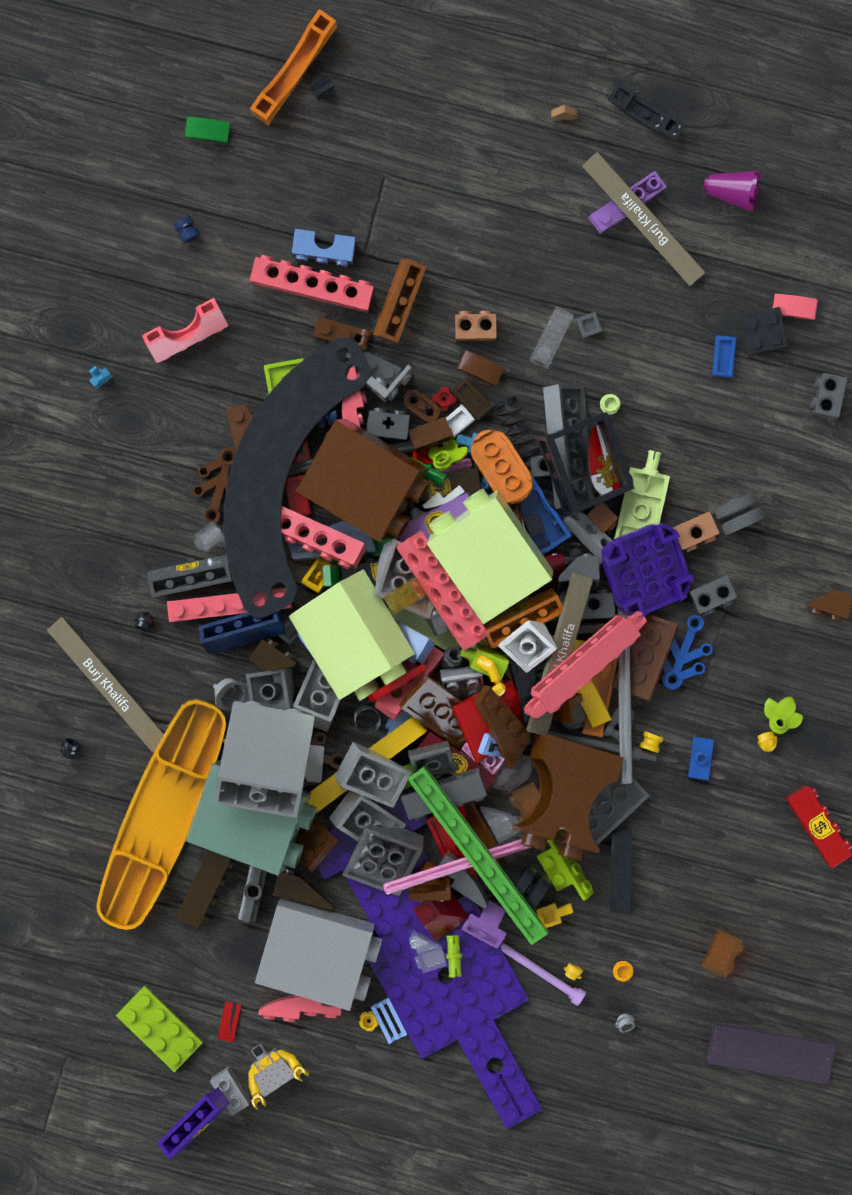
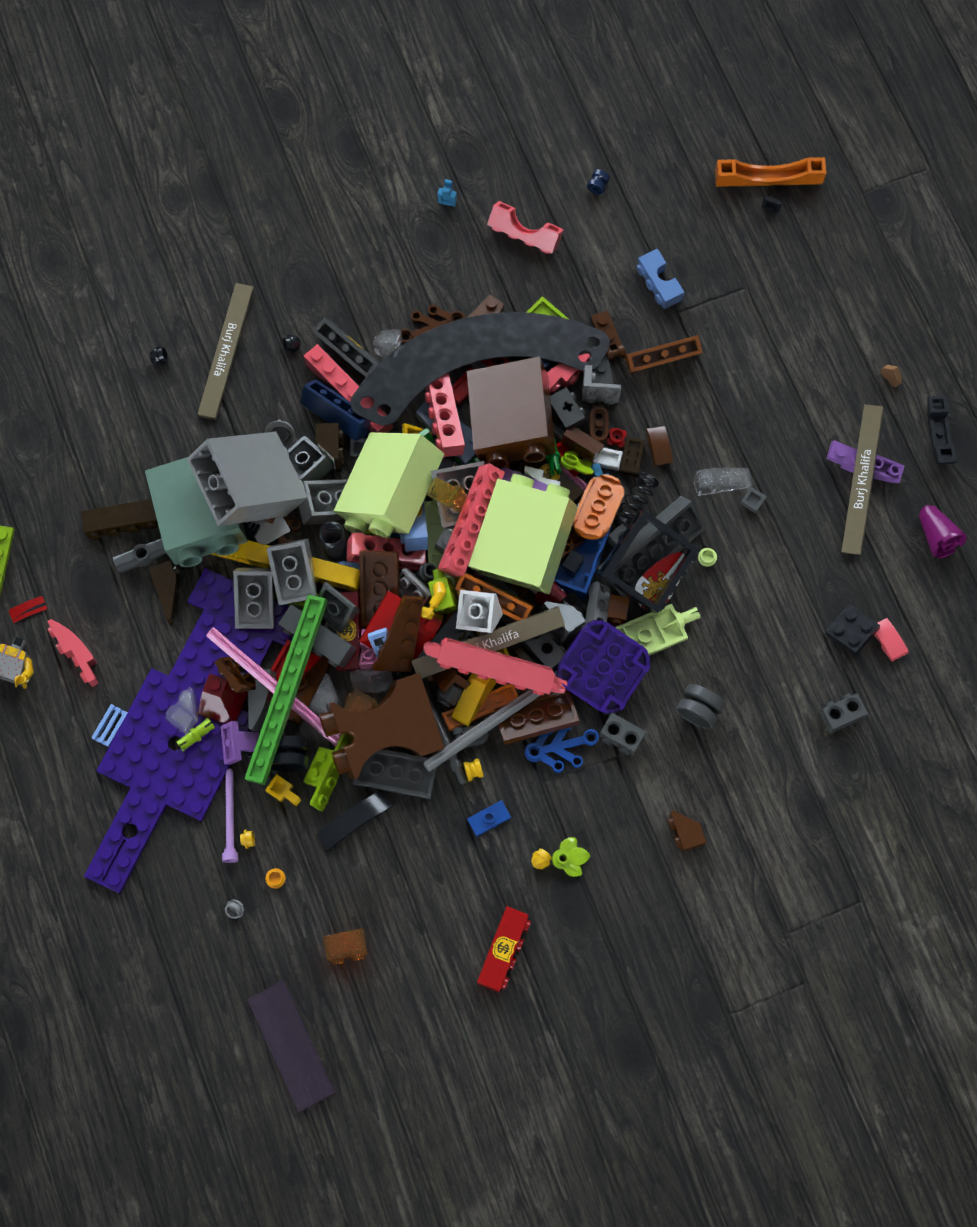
camera: 55 degrees right, 15 degrees down
(160, 814) = (123, 455): light orange piece -> none
(207, 129) = (679, 148): green slope -> none
(316, 844) = (210, 571): reddish brown plate -> none
(318, 954) = (124, 630): light grey brick -> none
(360, 302) = (641, 330): coral brick -> none
(363, 1021) = (94, 710): yellow plate -> none
(384, 856) = (239, 622): flat silver slope -> none
(397, 682) = (376, 537): red tile -> none
(475, 333) = (683, 423): nougat brick -> none
(706, 526) = (656, 676): nougat brick -> none
(724, 356) = (809, 615): blue tile -> none

